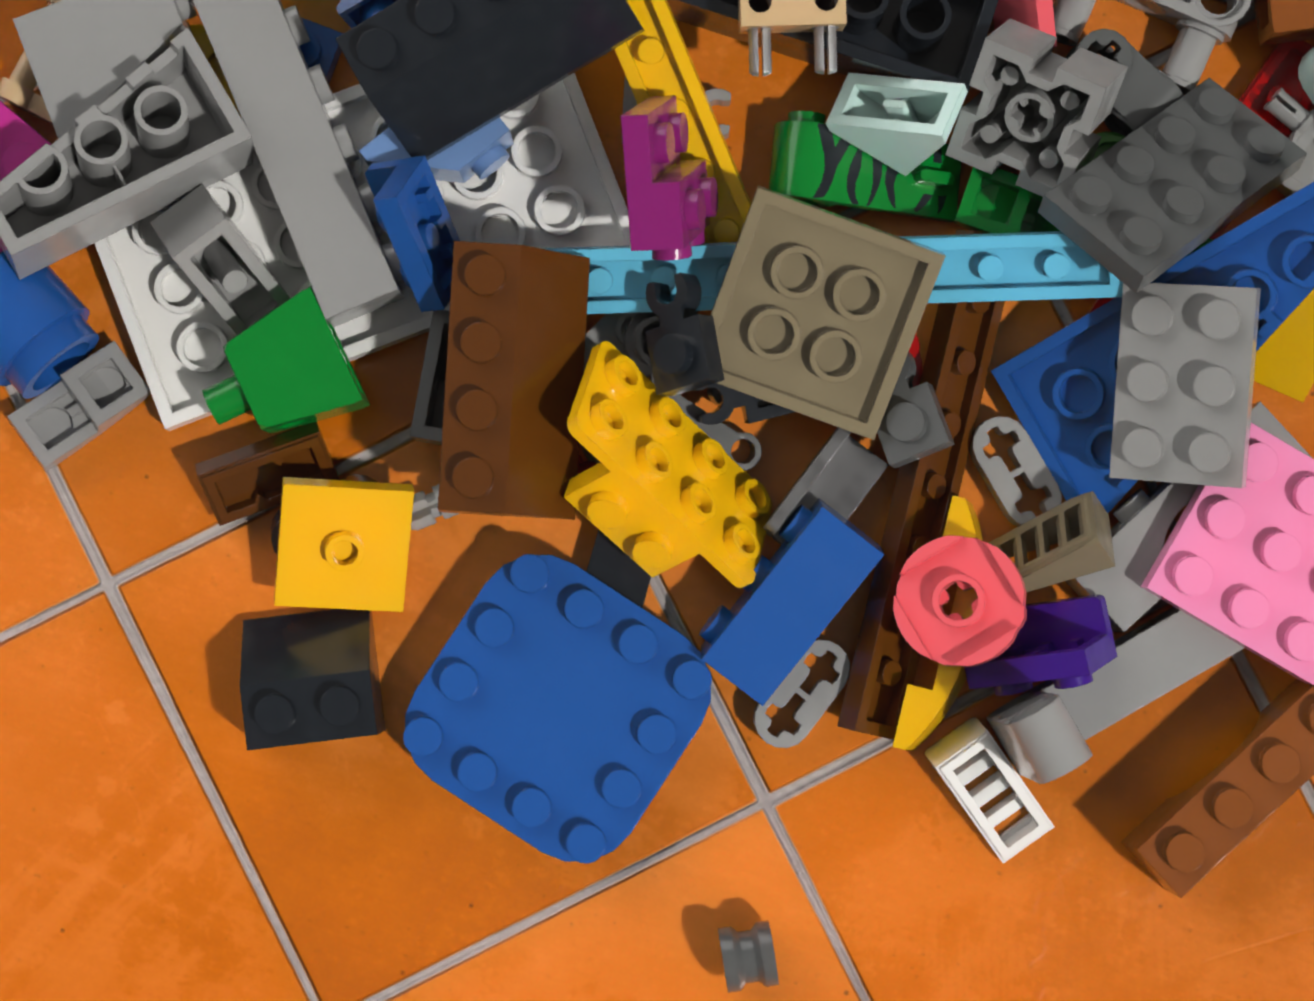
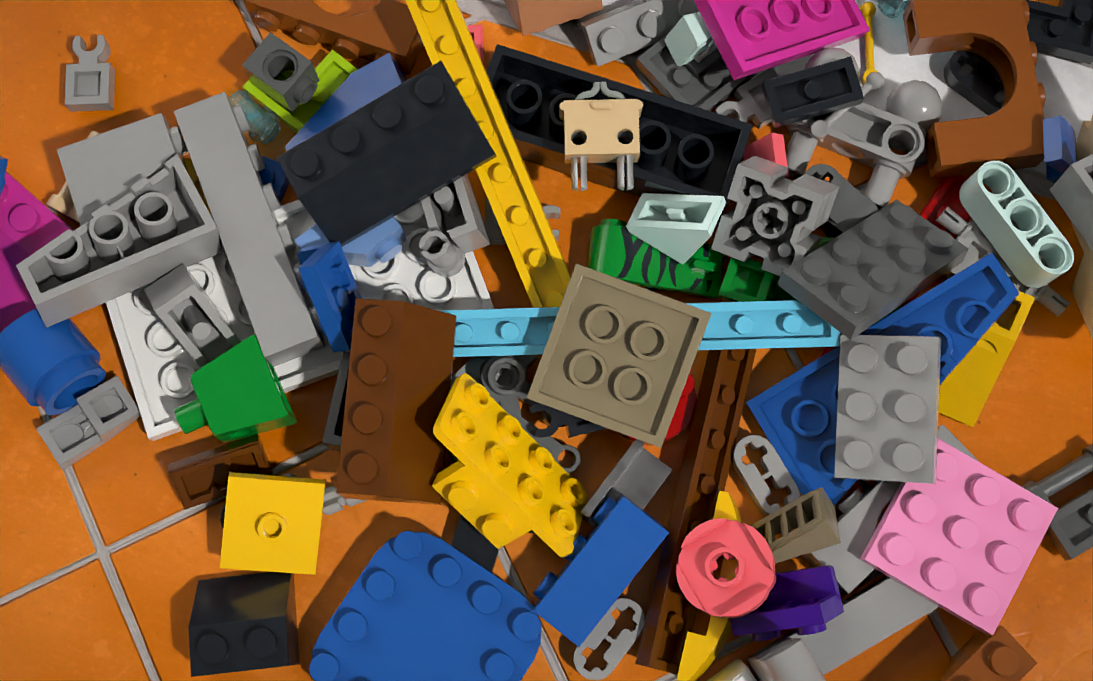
camera: 10 degrees right, 10 degrees down
(584, 129) = (454, 227): none -> light grey hinge
(665, 195) = (508, 273): magenta plate -> none
(685, 345) = (523, 377): black plate -> none
(913, 420) = (689, 435): dark grey plate -> none

